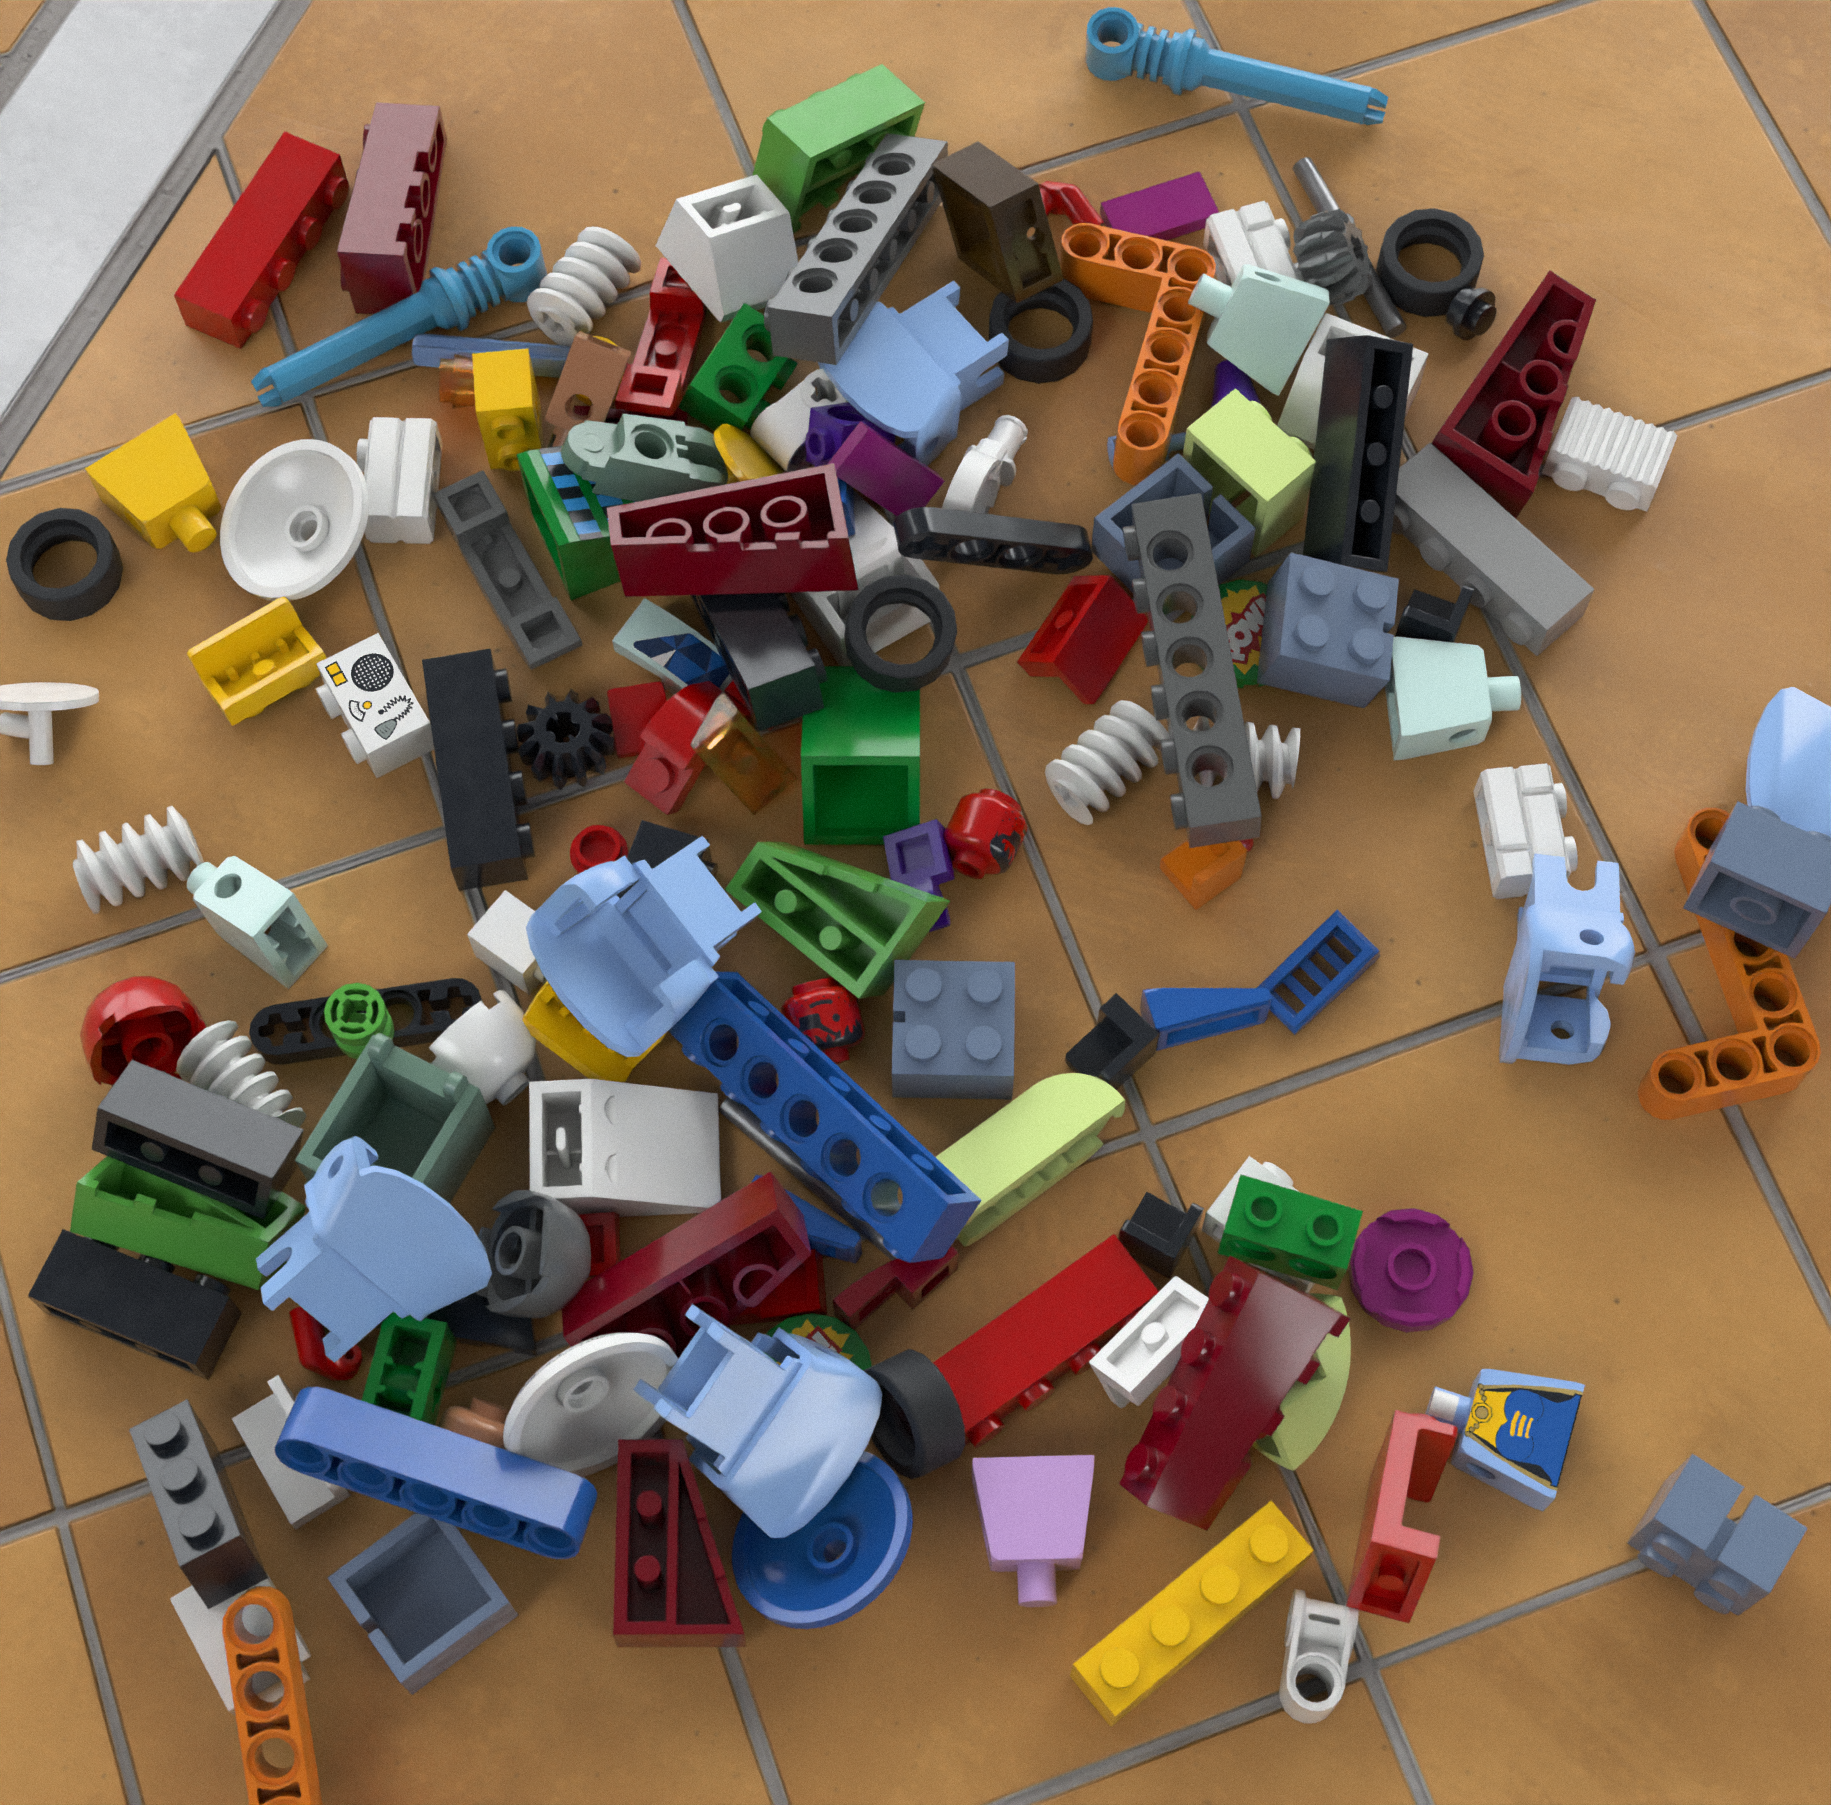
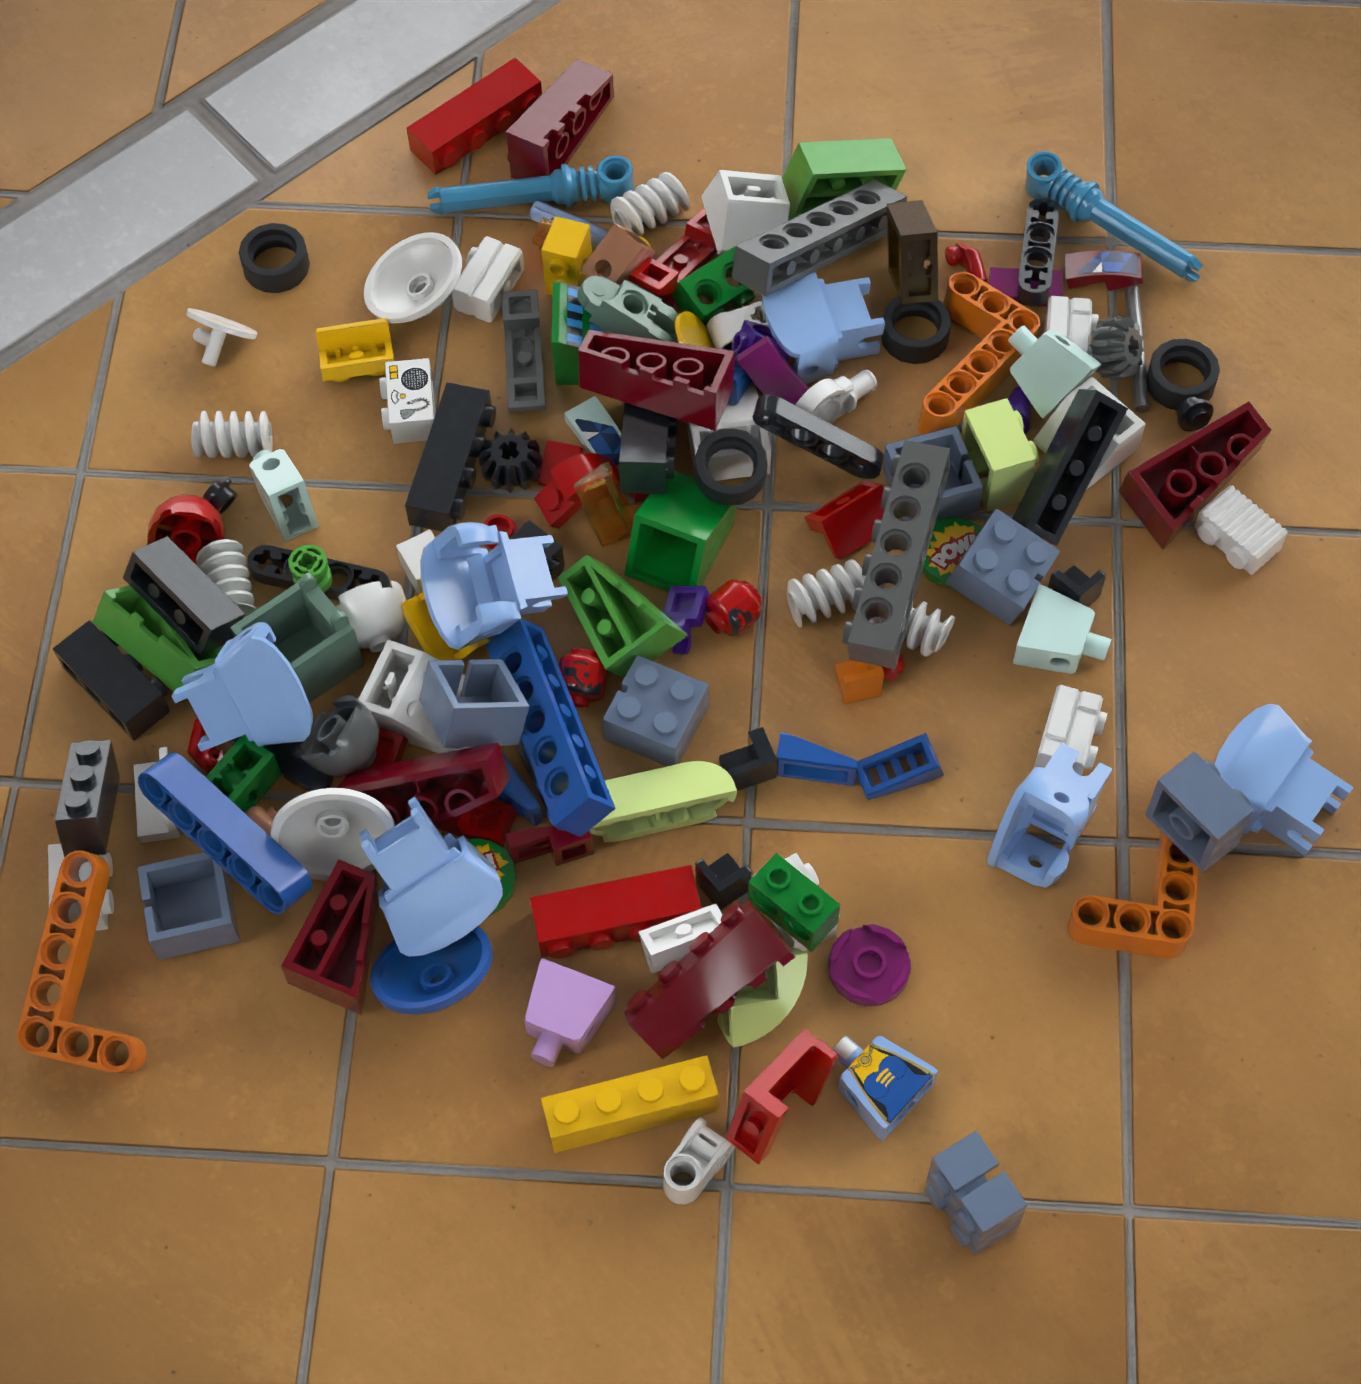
camera: 25 degrees right, 5 degrees down
(159, 487) = (348, 233): yellow torso -> none
(162, 958) = (220, 495): none -> black plate
(718, 1130) = (487, 709): none -> sand blue piece
(918, 1415) = (519, 918): black tyre -> none
(1150, 157) = (1038, 251): none -> black beam
(1266, 142) = (1113, 267): none -> dark red slope
(1488, 550) = (1129, 558): light grey brick -> none

